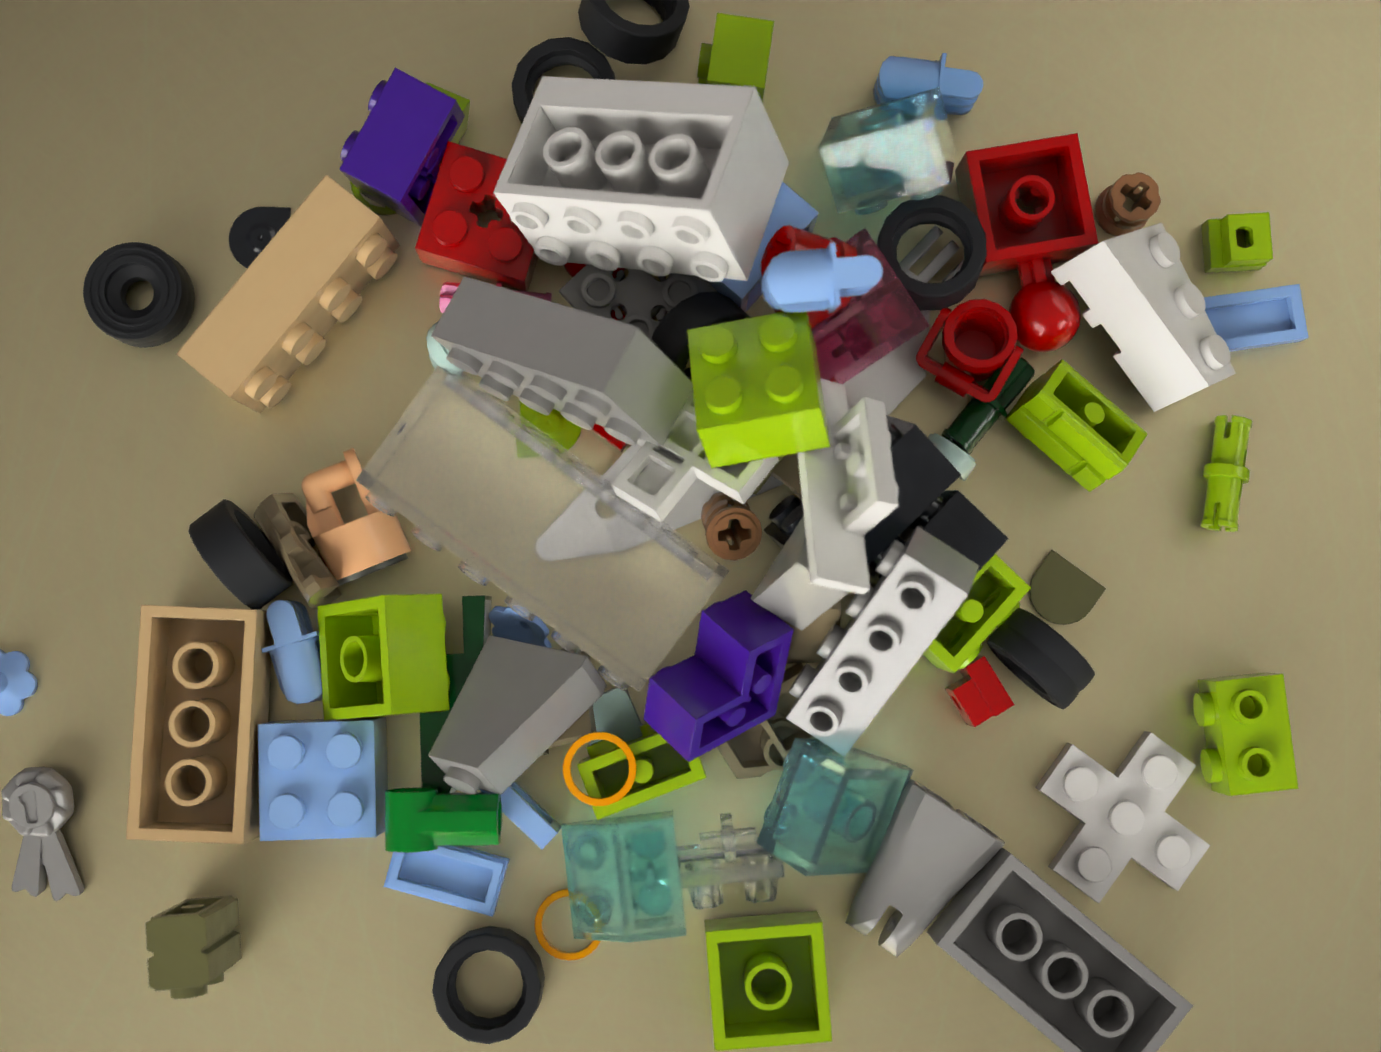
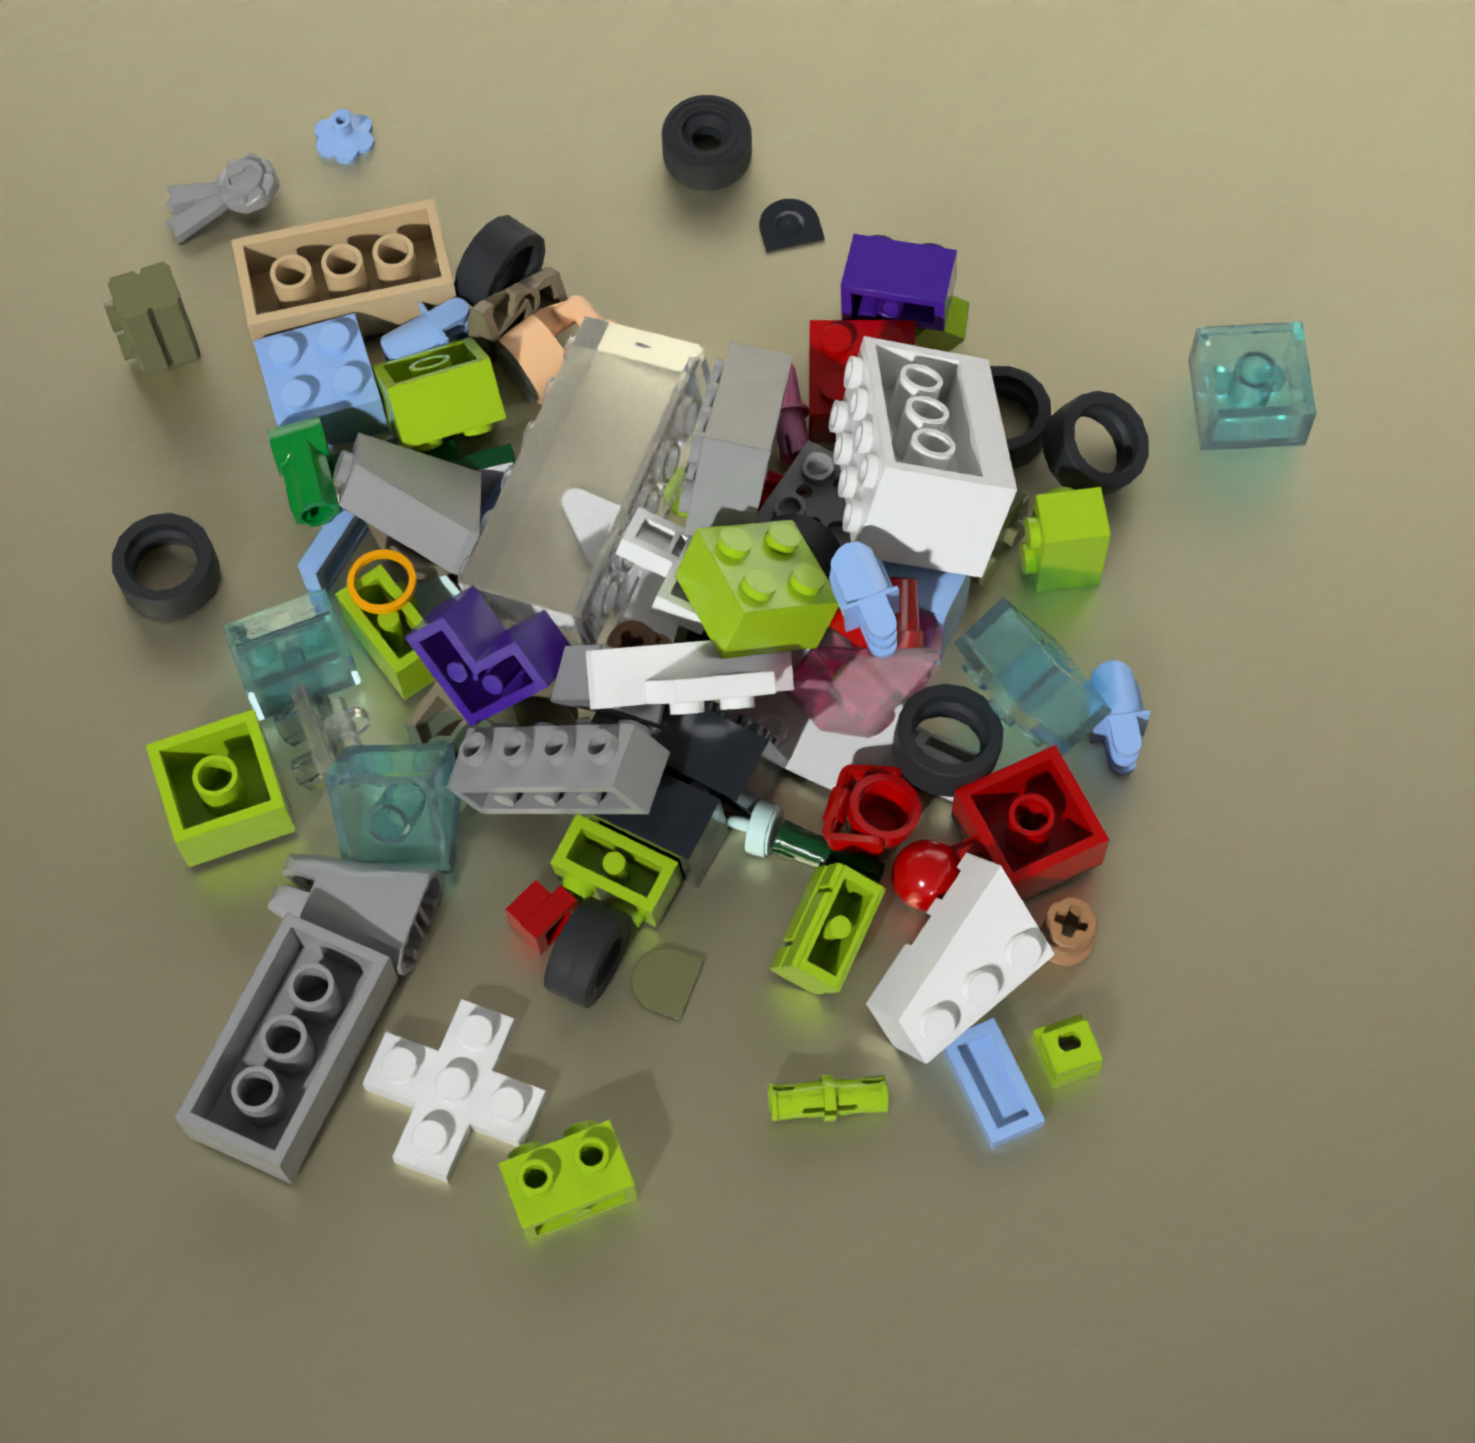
camera: 80 degrees right, 20 degrees down
(292, 297) = (736, 244): tan brick -> none
(450, 876) = (258, 514): light blue tile -> none
(563, 955) = (217, 606): light orange piece -> none

